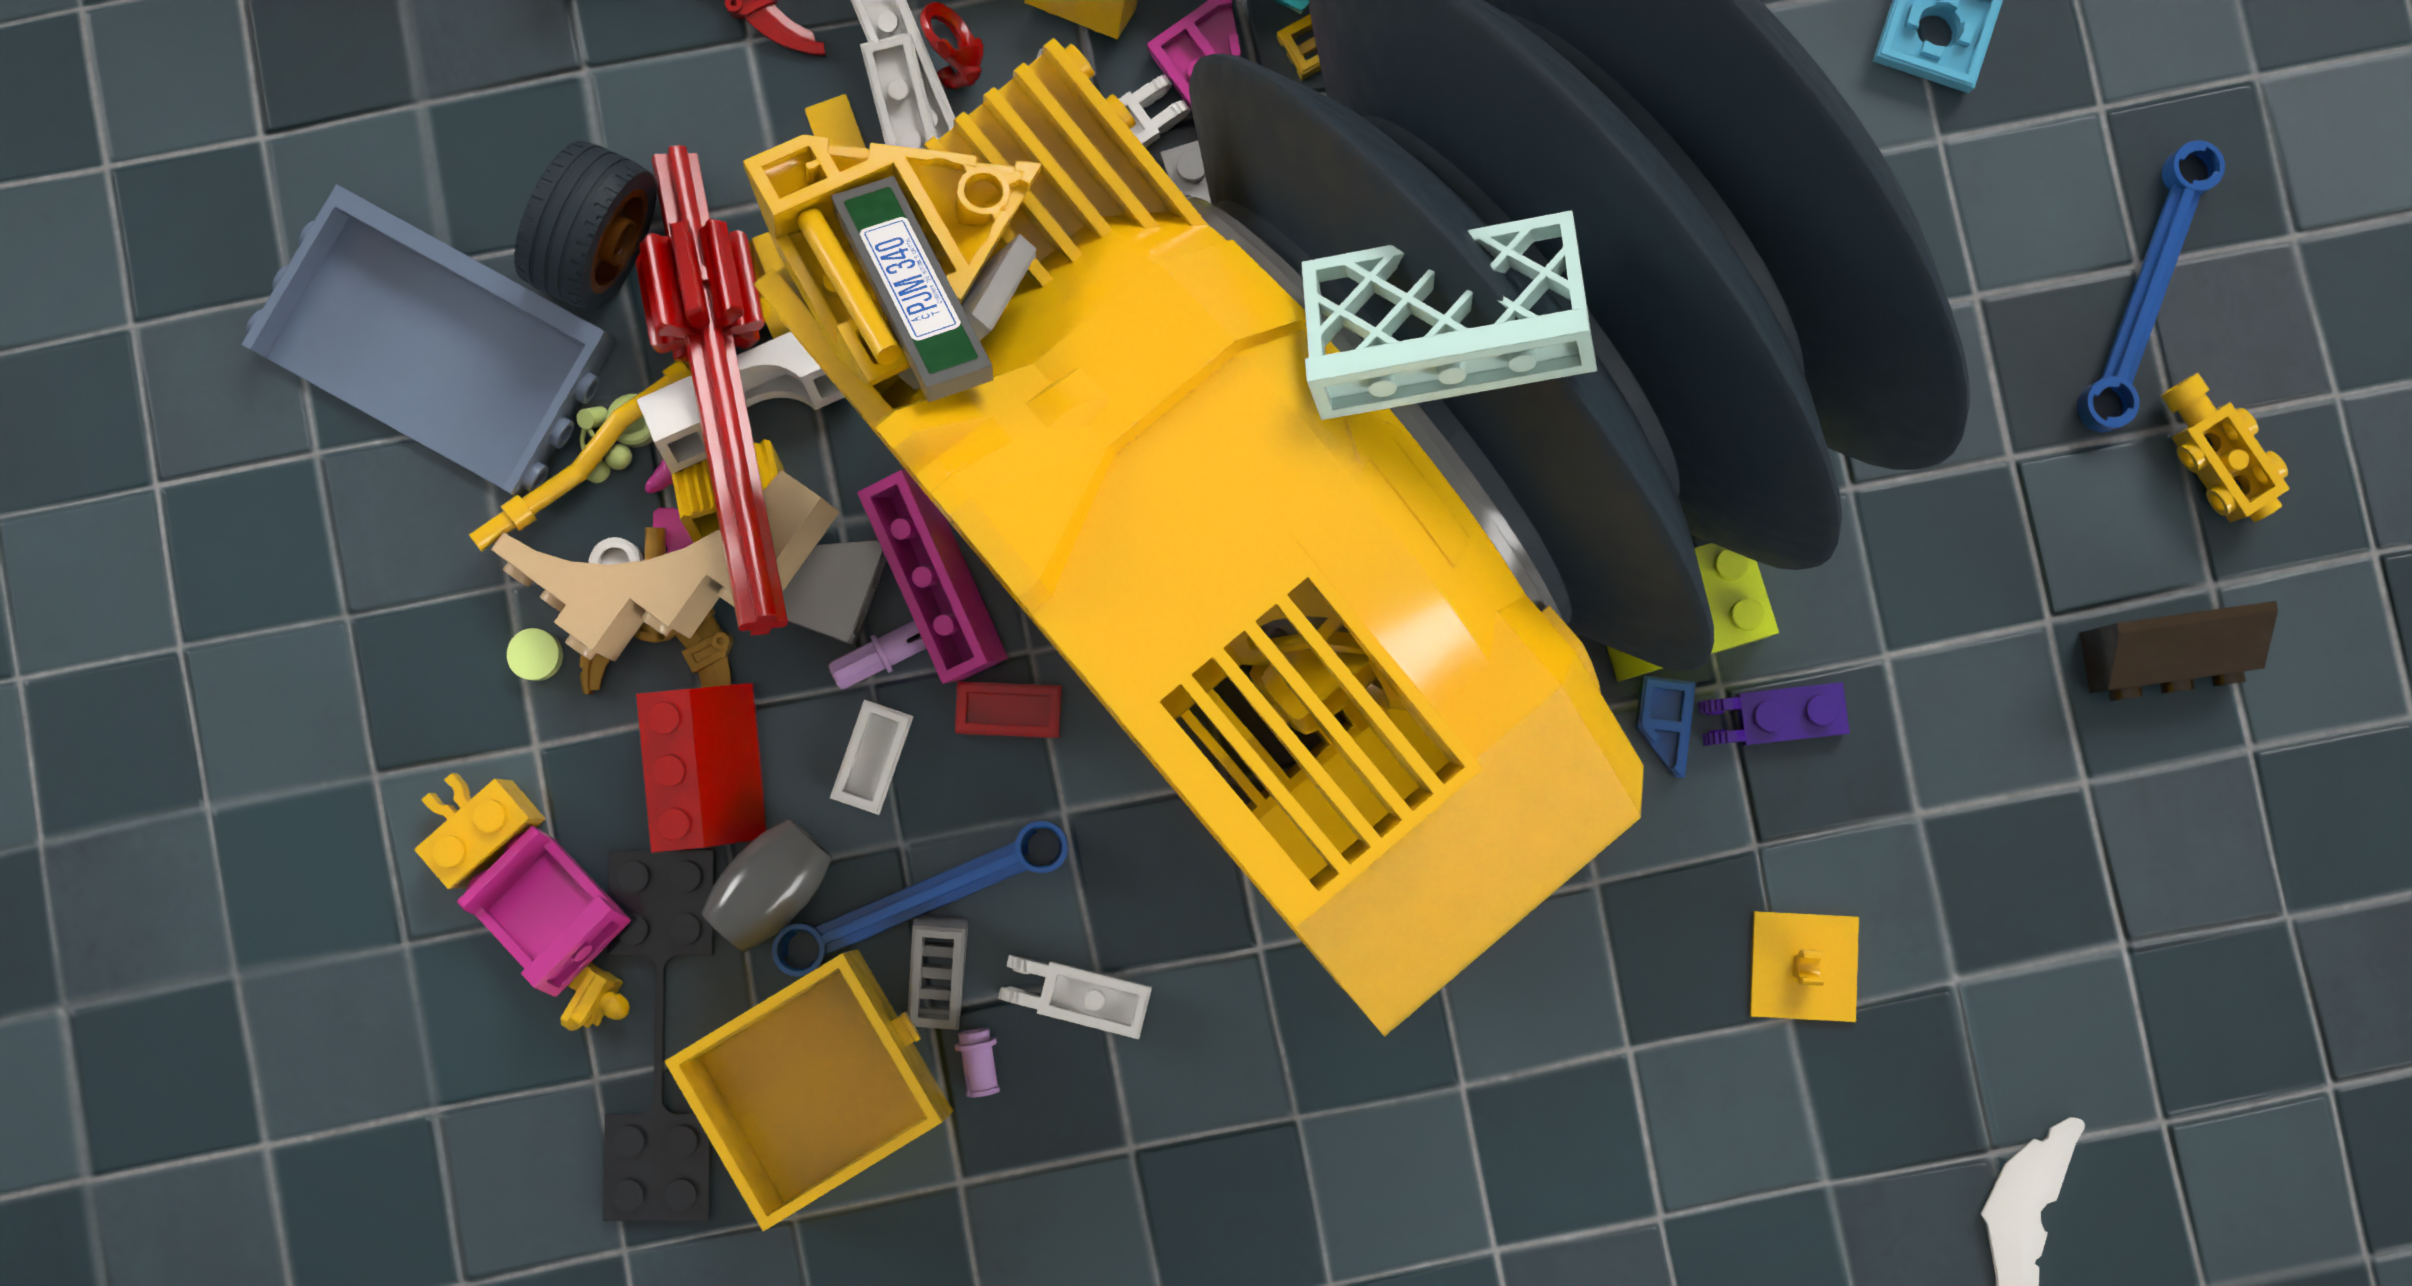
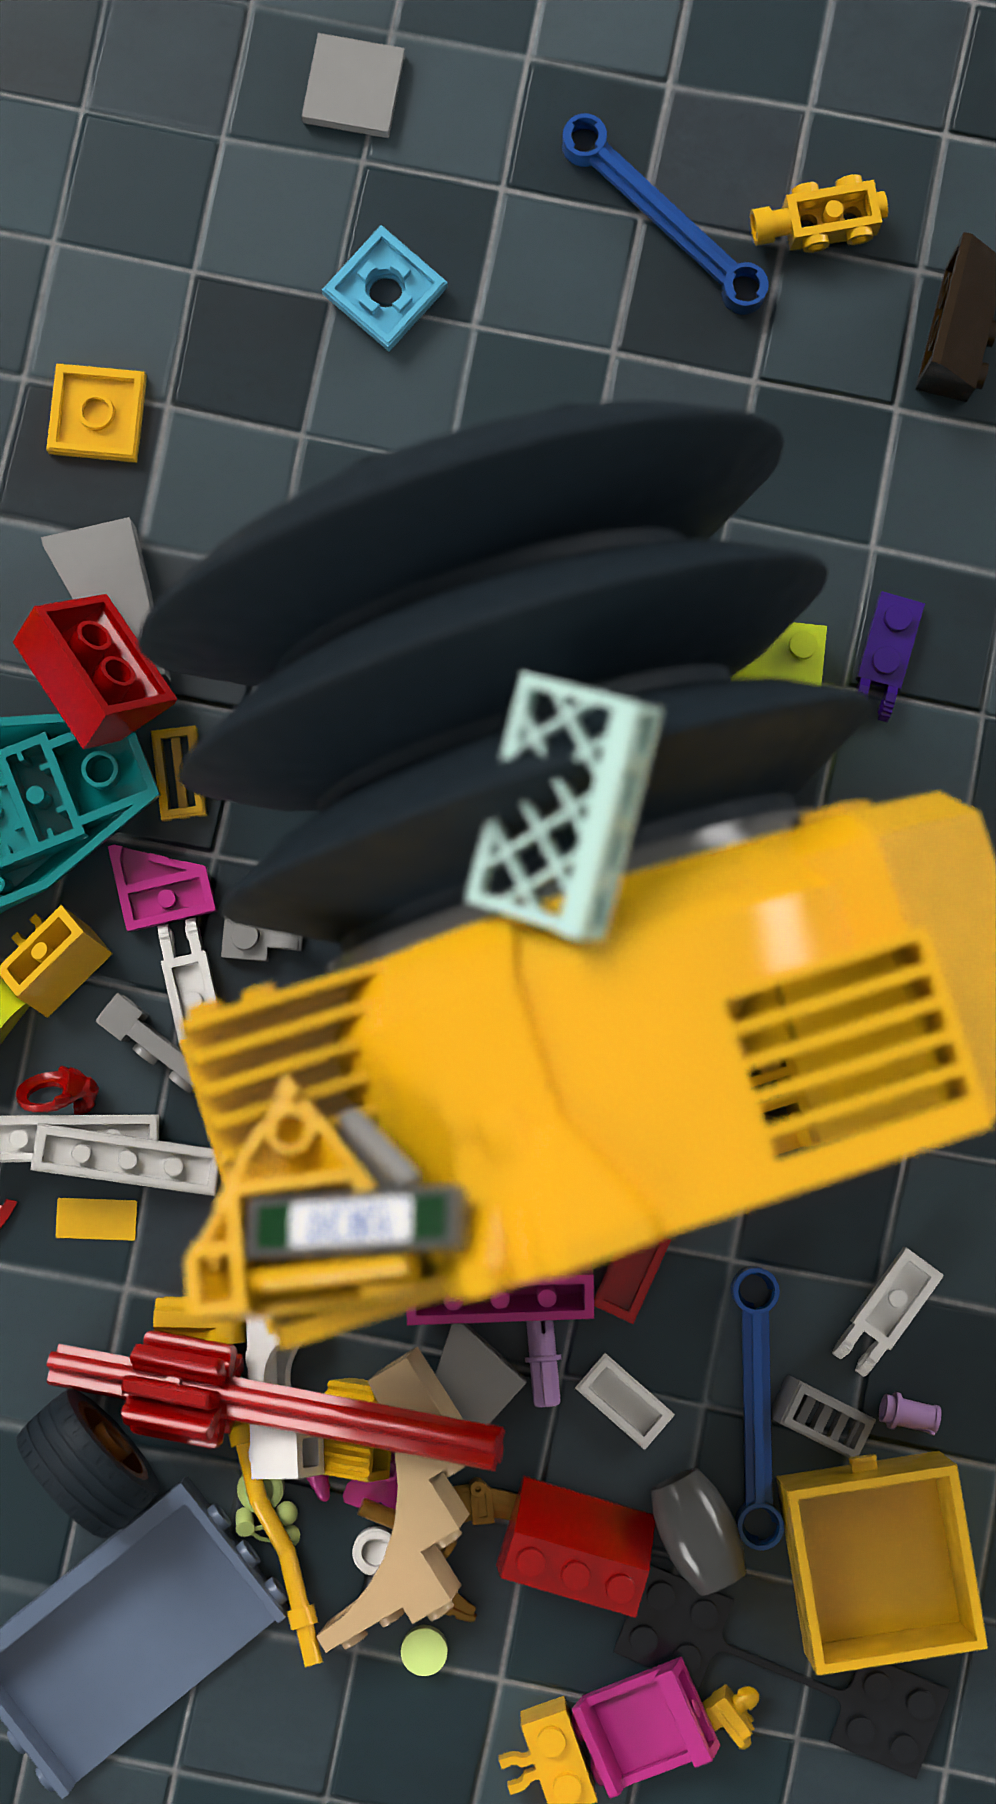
camera: 70 degrees left, 0 degrees up
(1665, 719) = (867, 748): blue tile -> none

